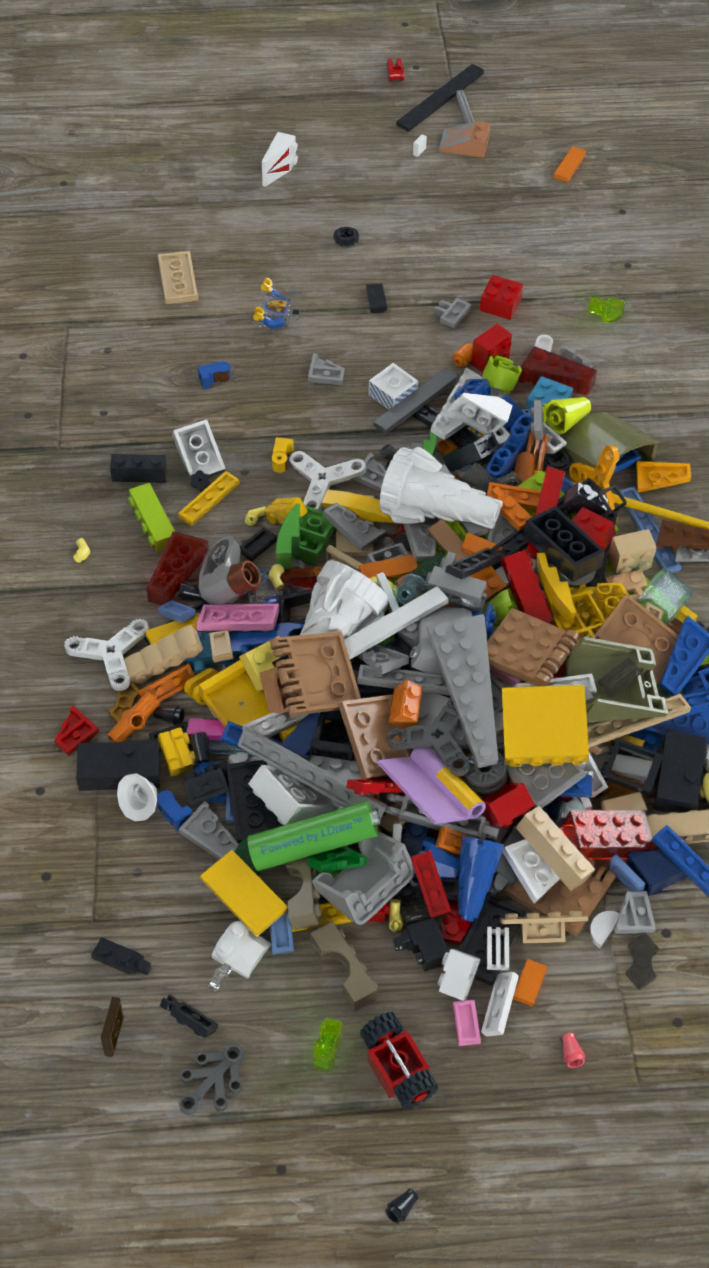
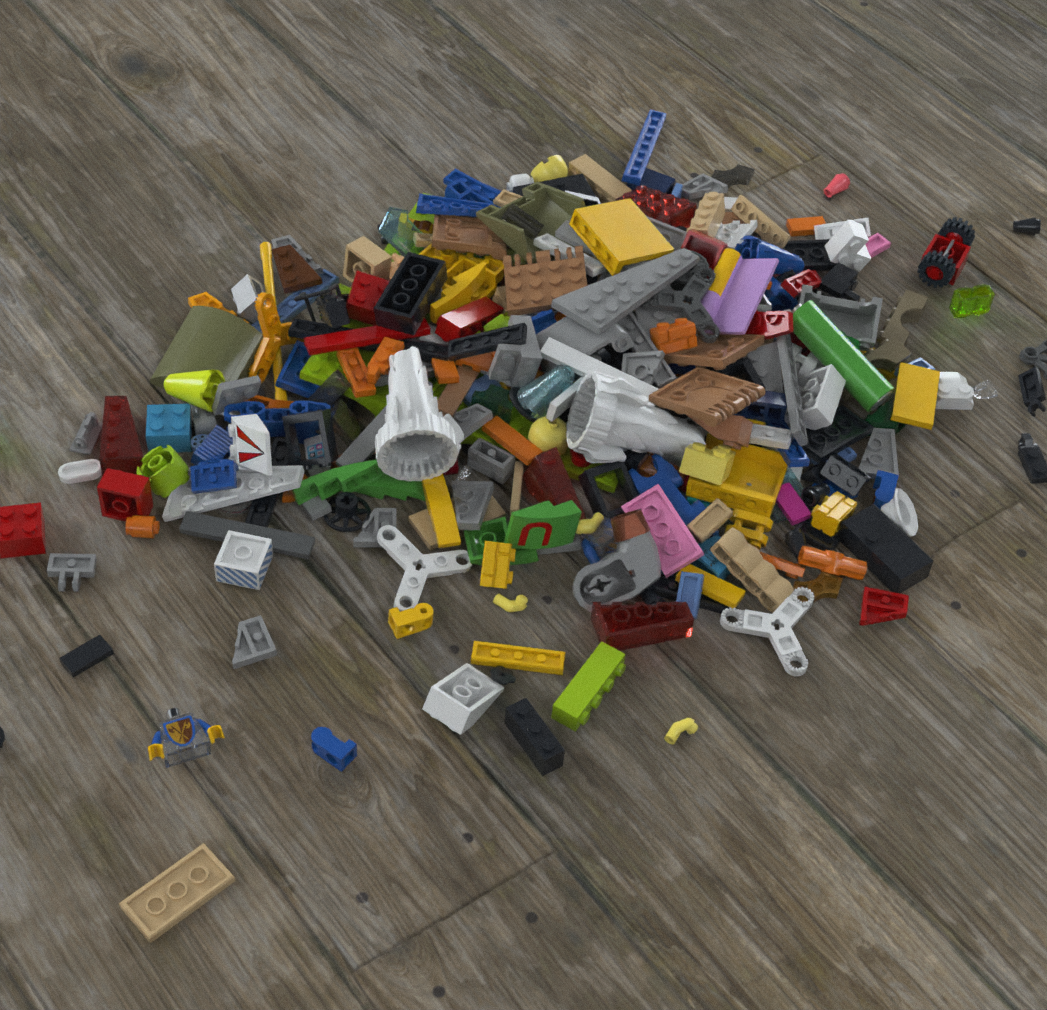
camera: 125 degrees left, 5 degrees down
(257, 544) = (544, 584): black tile -> none
(387, 451) = (336, 537): dark grey hinge -> none
(497, 932) = (804, 239): white tile -> none
(663, 496) = (244, 297): none -> brick

